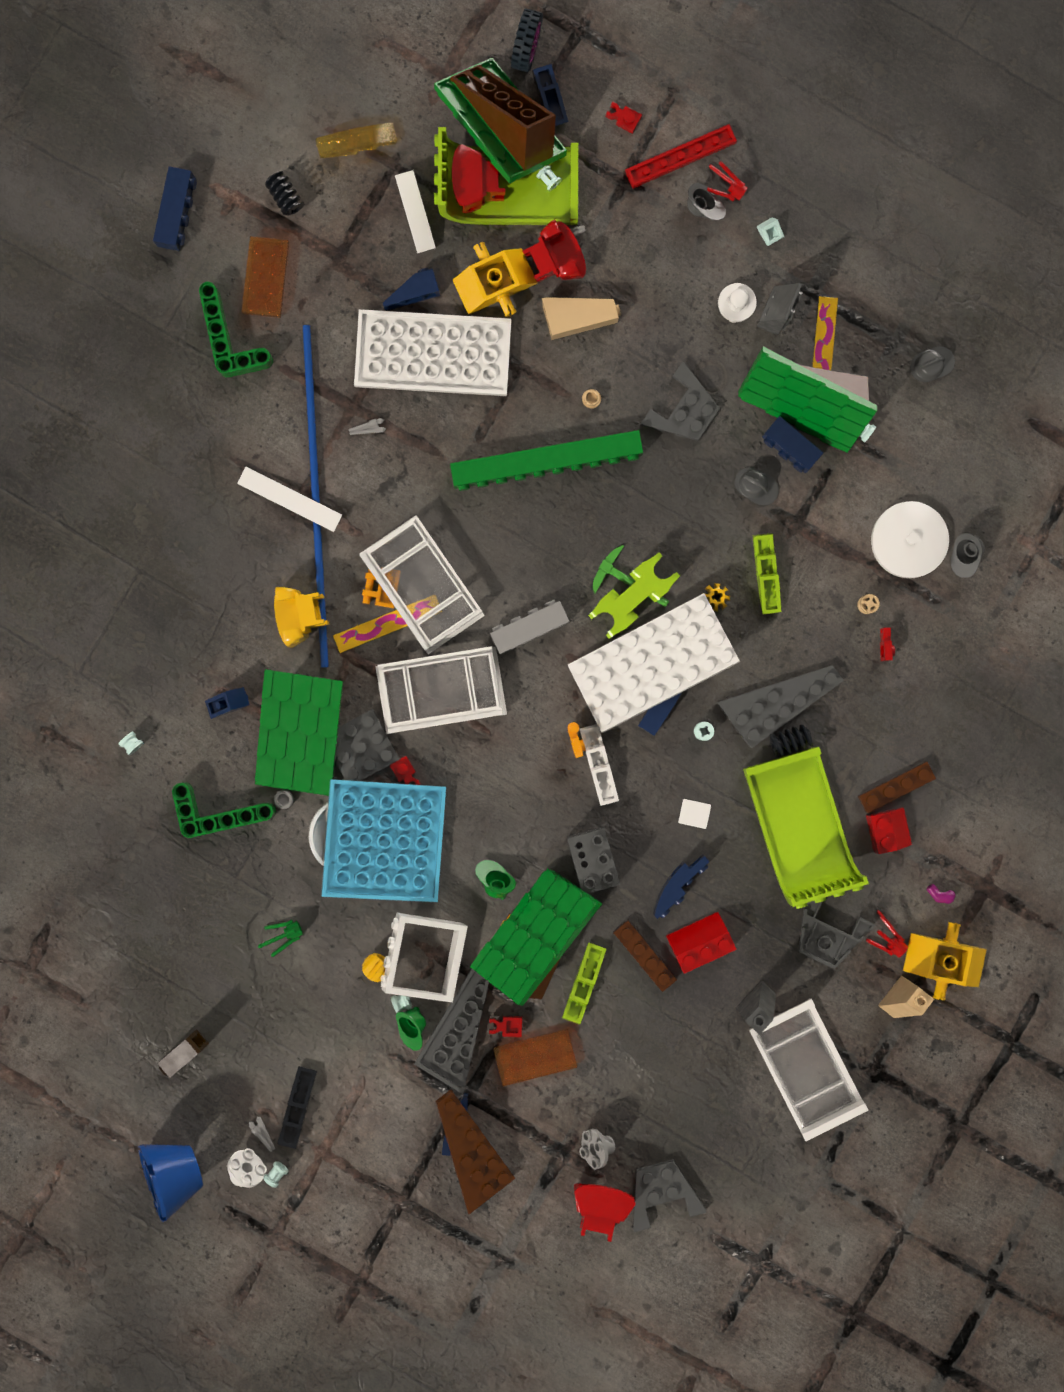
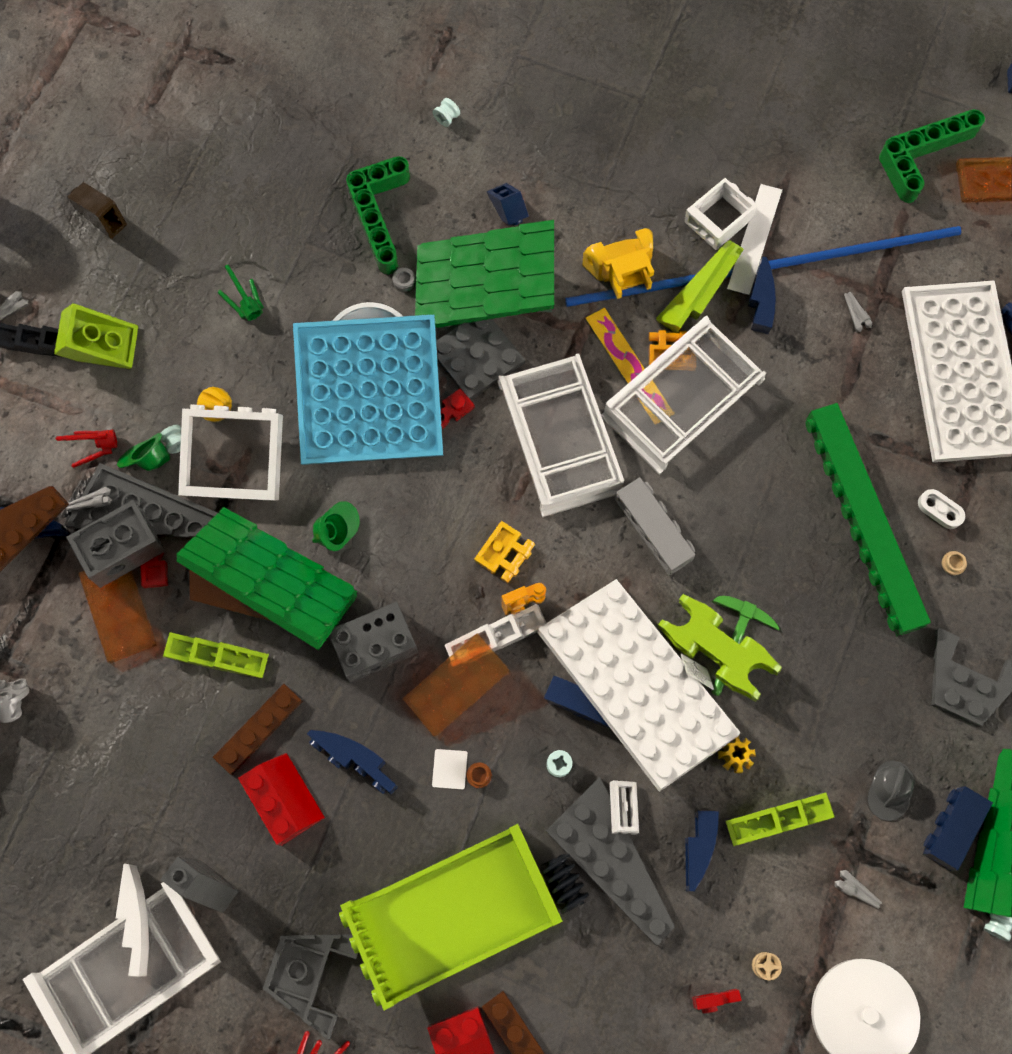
camera: 80 degrees right, 15 degrees down
(273, 541) = (705, 227): none -> white window
(304, 1060) = (95, 338): none -> lime slope
(330, 552) = (700, 290): none -> lime wedge
(347, 503) = (763, 298): none -> dark blue slope
(393, 1060) = (103, 439): none -> red plant
(446, 1072) = (94, 499): none -> light grey piece
(489, 1053) = (116, 544): none -> dark grey piece
(529, 753) = (497, 549): none -> yellow plate
(545, 398) = (941, 507): none -> white plate
(634, 800) = (456, 684): none -> clear orange plate
(650, 615) = (697, 671): none -> white sticker
(703, 792) = (479, 775): none -> dark orange plate
(738, 694) = (617, 788): none -> white tile
(768, 1058) = (133, 909): none -> white slope
(779, 636) = (700, 848): none -> dark blue slope
(823, 528) = (853, 887): none -> light grey piece

